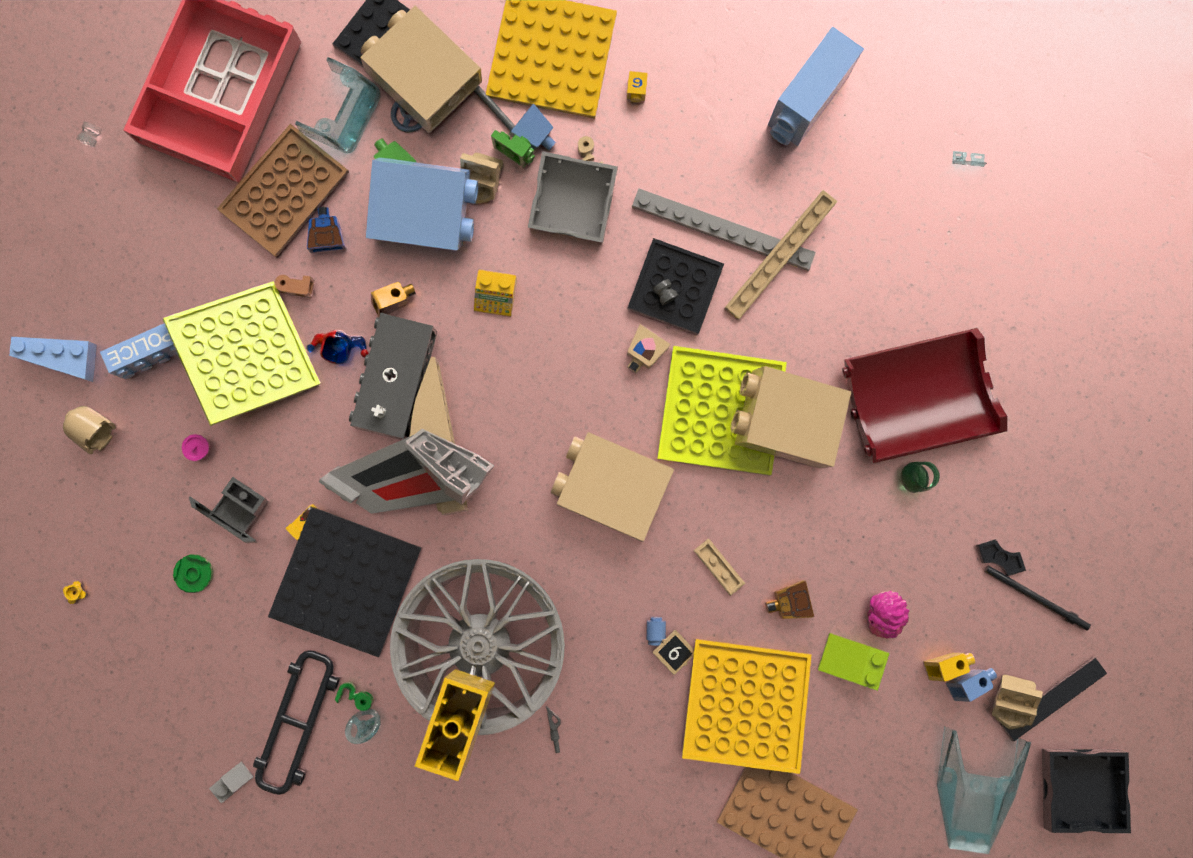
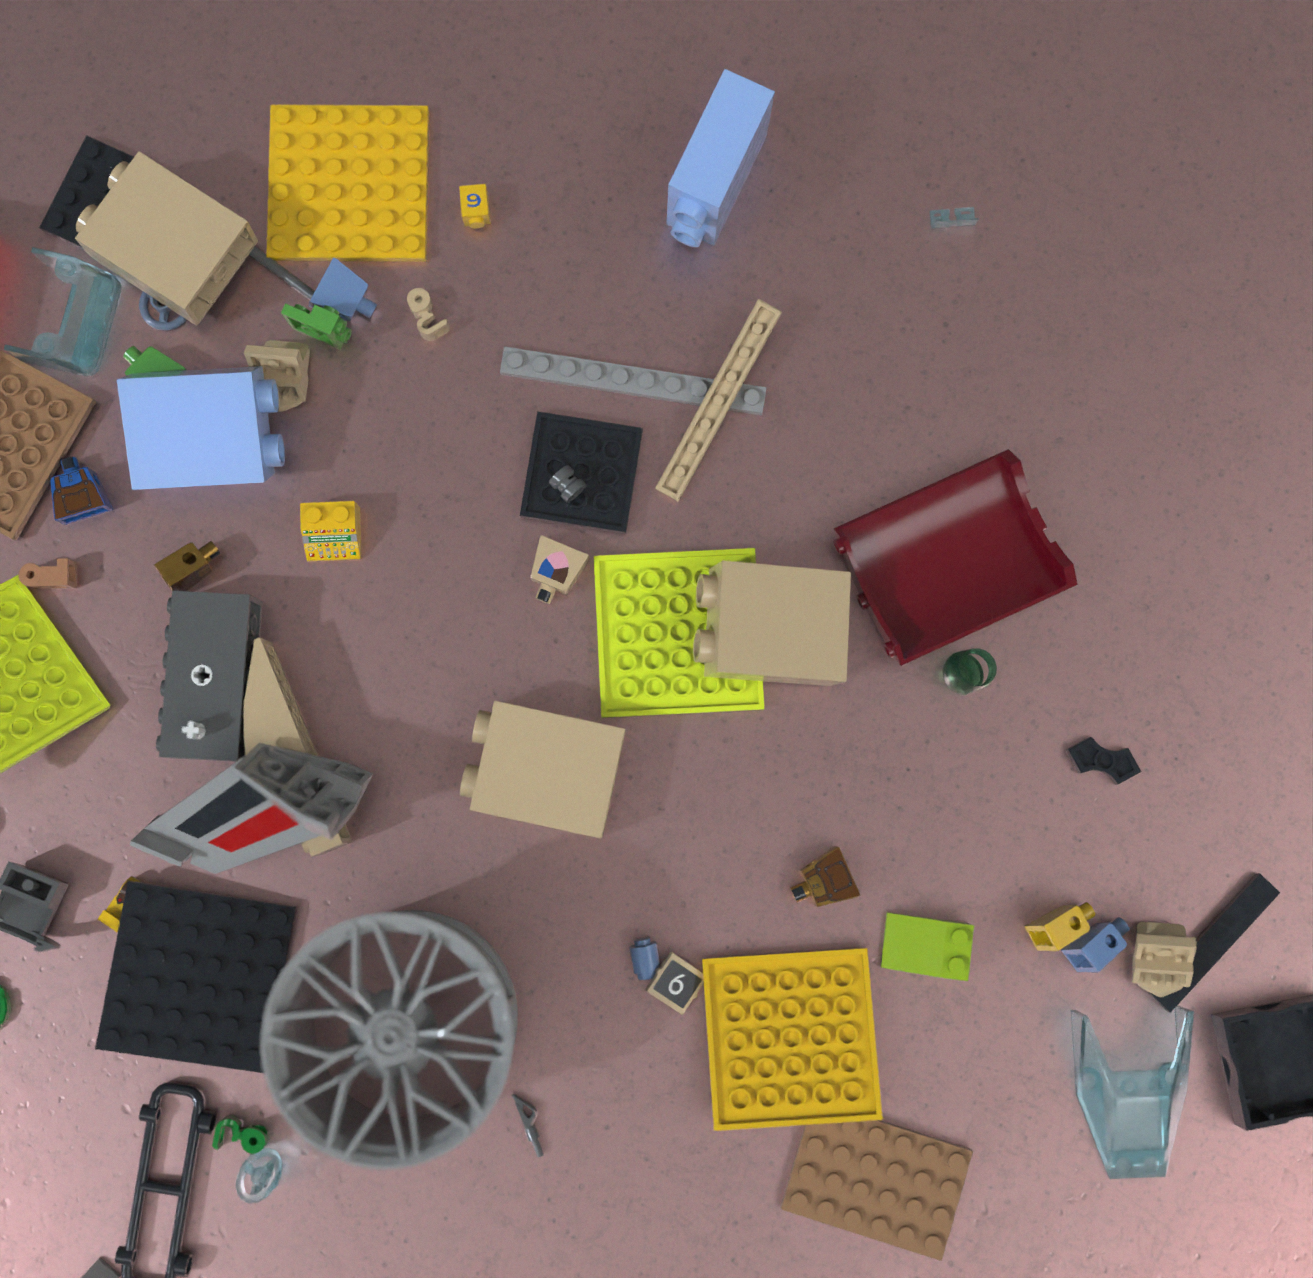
camera: 10 degrees left, 0 degrees up
(337, 345) = (124, 647): clear blue piece -> none
(454, 724) = (366, 1166): yellow brick -> none
(573, 197) = (413, 376): light grey tile -> none
(719, 567) = (716, 851): tan tile -> none
(887, 614) = (962, 871): dark pink hair -> none
(1069, 616) = (1214, 823): black bar -> none

